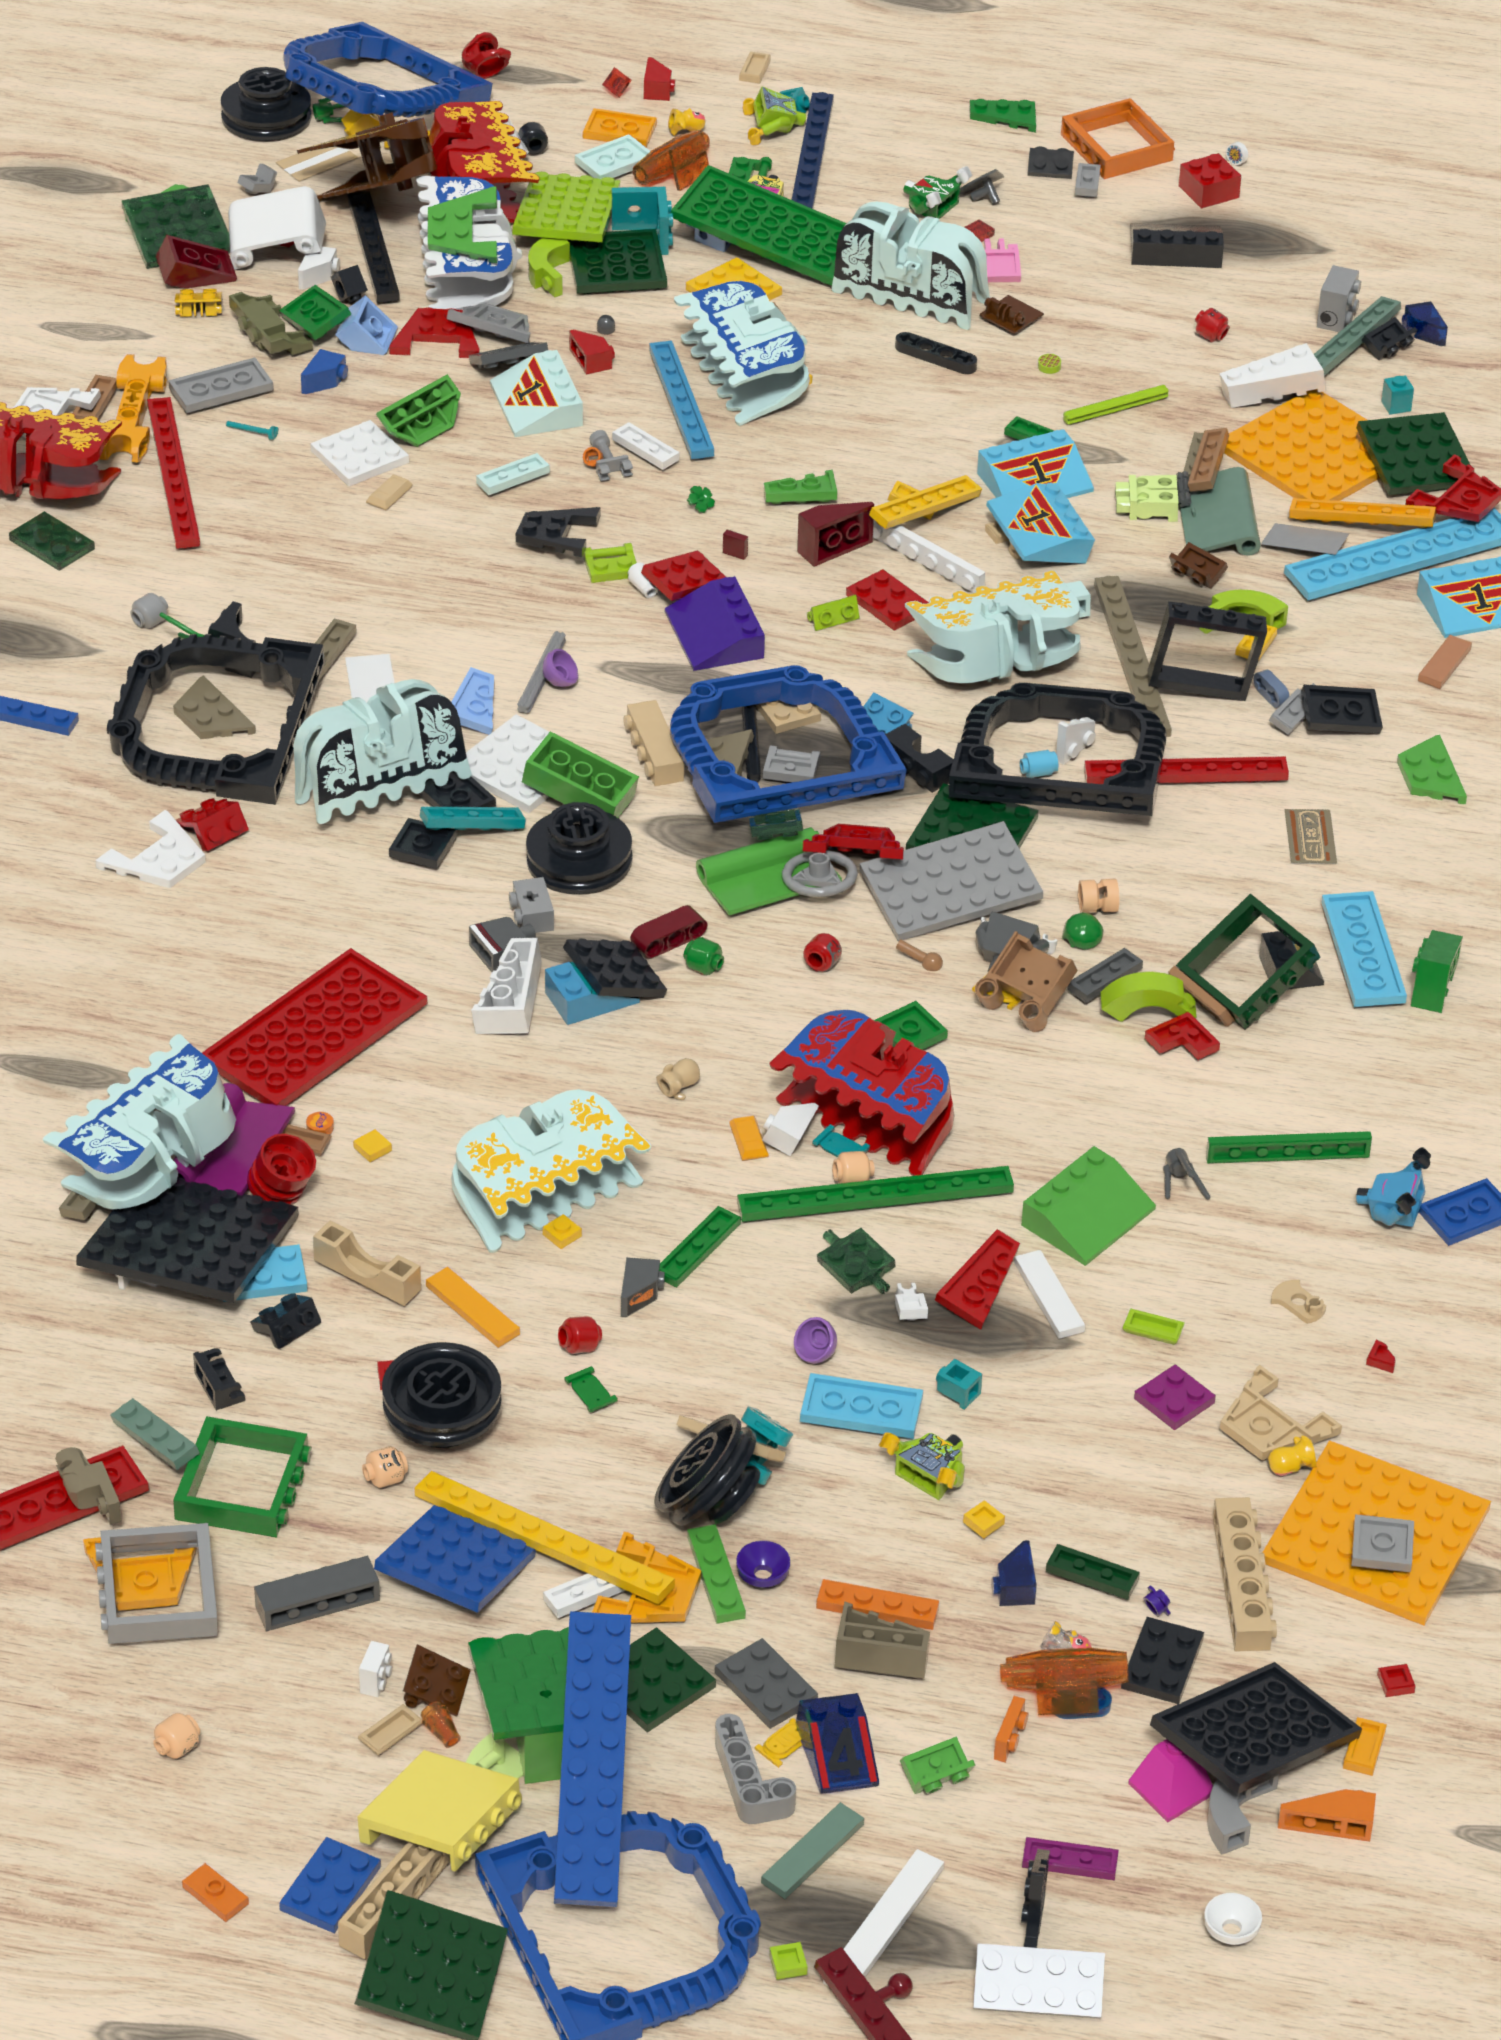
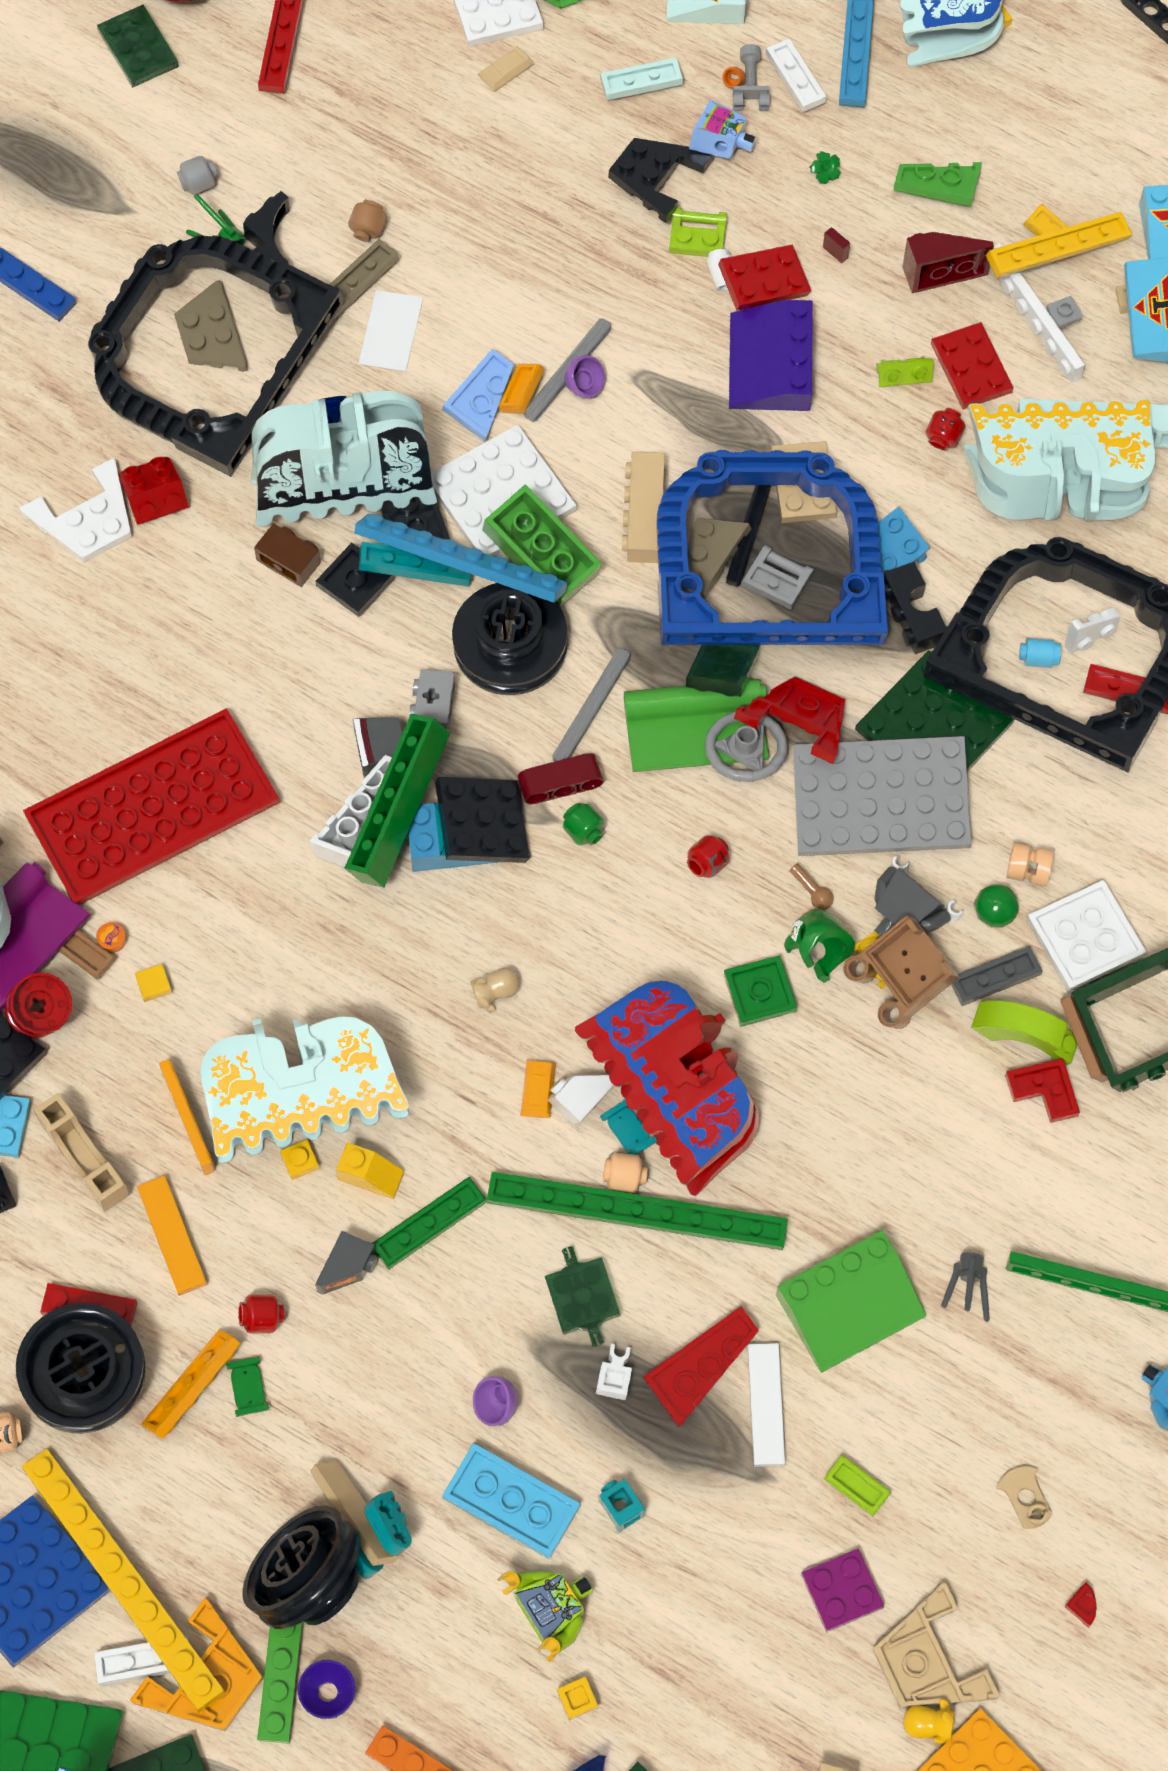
camera: 20 degrees right, 25 degrees up
(317, 608) = (367, 220): none -> medium nougat head
(354, 838) = (287, 554): none -> reddish brown brick
(448, 1222) = (187, 1116): none -> light orange tile
(507, 690) = (521, 388): none -> light orange tile
(524, 795) = (460, 557): none -> dark azure plate
(537, 1402) = (190, 1384): none -> light orange plate
(540, 957) = (397, 800): none -> green brick
(601, 491) = (720, 132): none -> light blue torso
(627, 1220) = (369, 1171): none -> yellow slope
(672, 876) = (592, 705): none -> light grey axle
(887, 640) = (945, 429): none -> red head
(948, 975) = (824, 928): none -> green piece
(952, 542) = (1064, 312): none -> light grey bracket
(1163, 931) = (1086, 935): none -> white plate

